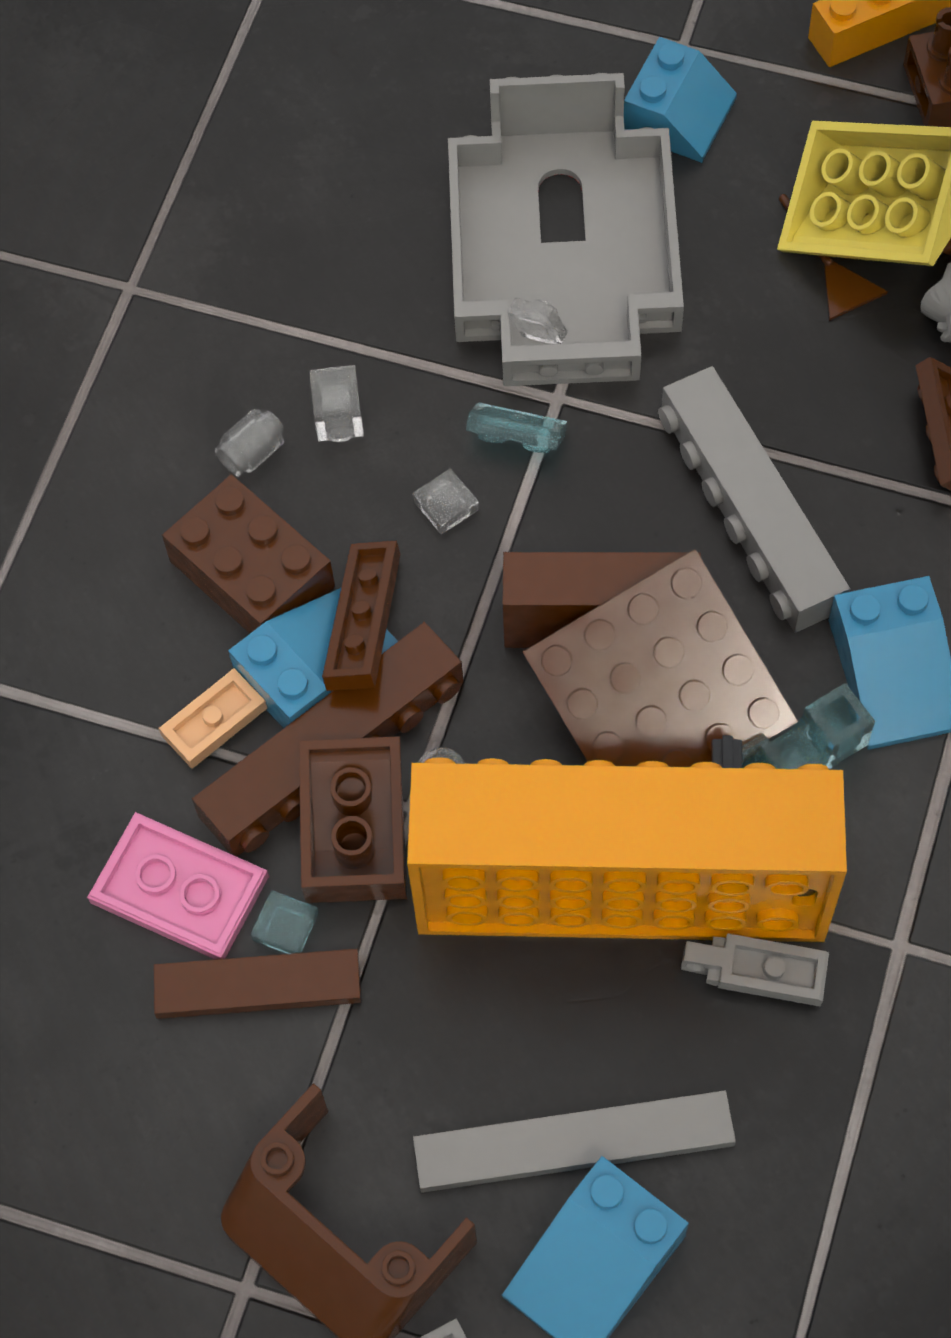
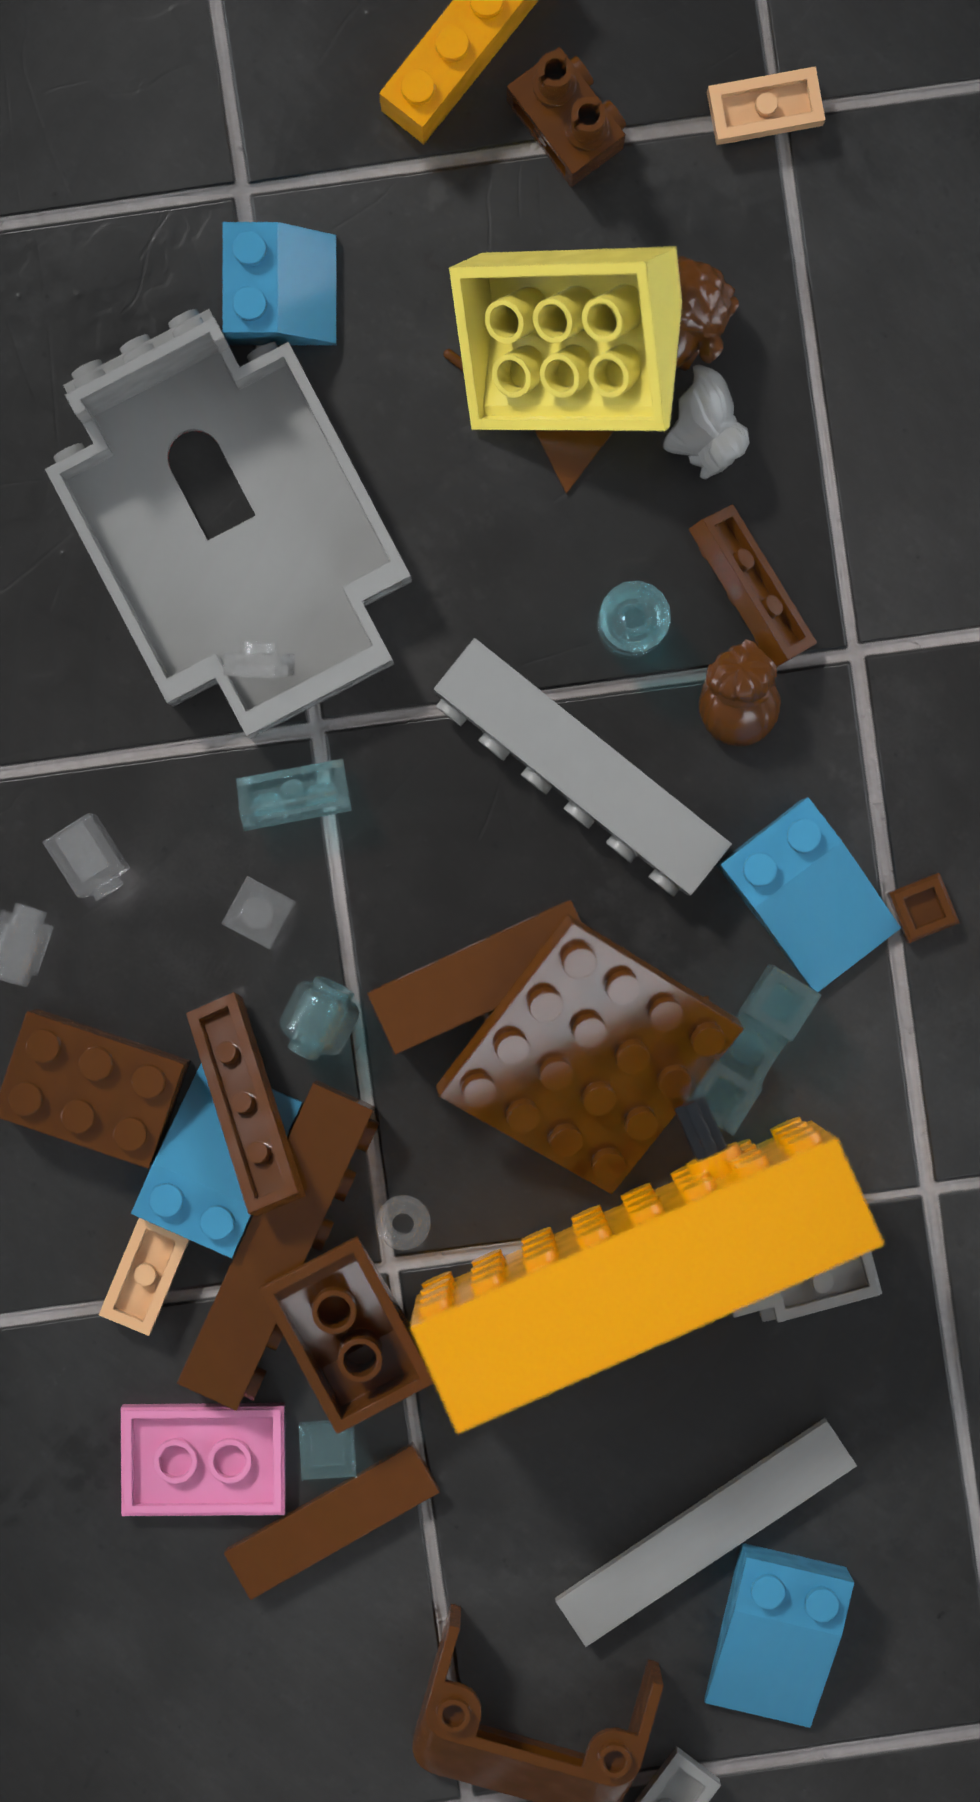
camera: 30 degrees left, 25 degrees up
(453, 585) = (319, 1018): none -> clear light blue head
(842, 408) = (633, 619): none -> clear light blue wheel
(904, 498) = (740, 695): none -> reddish brown hair

